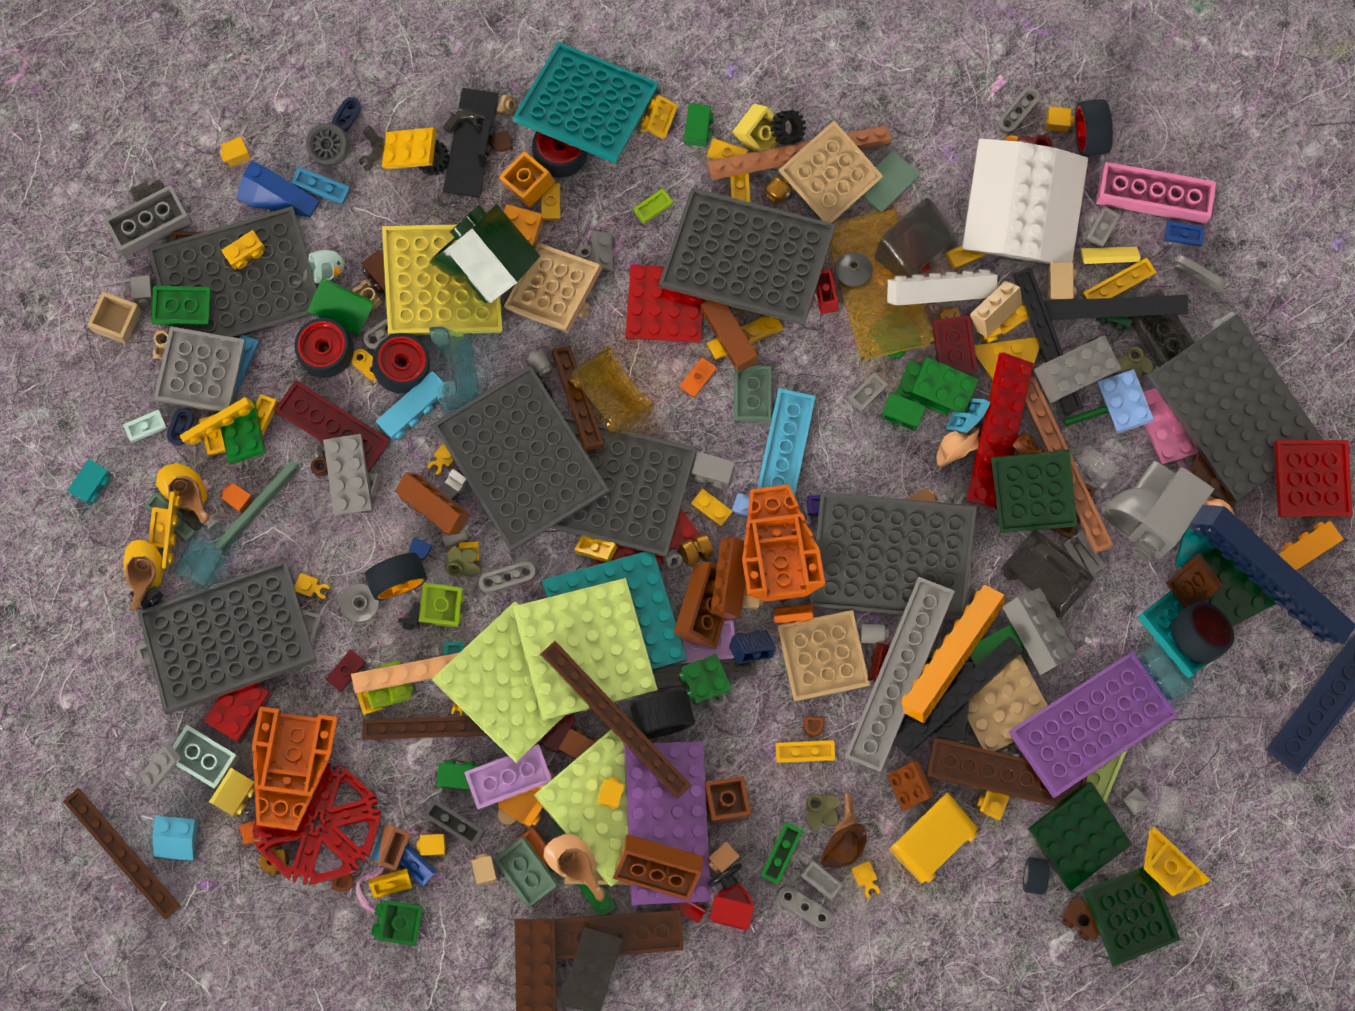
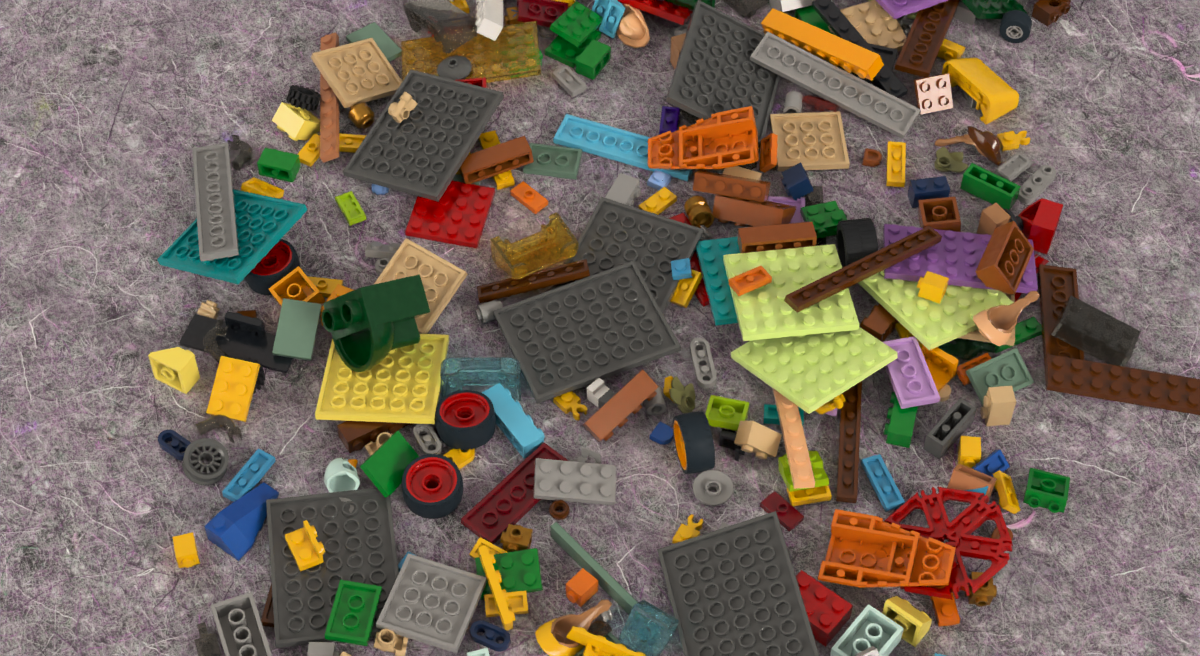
camera: 80 degrees left, 25 degrees down
(276, 439) = (516, 538): none -> pearl gold brick
(387, 763) = (882, 482): none -> dark azure plate
(410, 637) = (757, 439): none -> tan brick
(421, 93) = (175, 368): none -> light yellow slope
(482, 188) = (297, 329): none -> sand green tile
(580, 605) = (750, 280): none -> orange plate
(608, 539) = (681, 269): none -> dark azure plate
(625, 75) = (215, 202): none -> light grey plate
(654, 629) = (776, 237): none -> dark orange brick
(710, 90) = (245, 152): none -> clear smoke piece
(767, 788) = (927, 189): none -> dark blue brick
(770, 225) = (402, 109): none -> tan plate

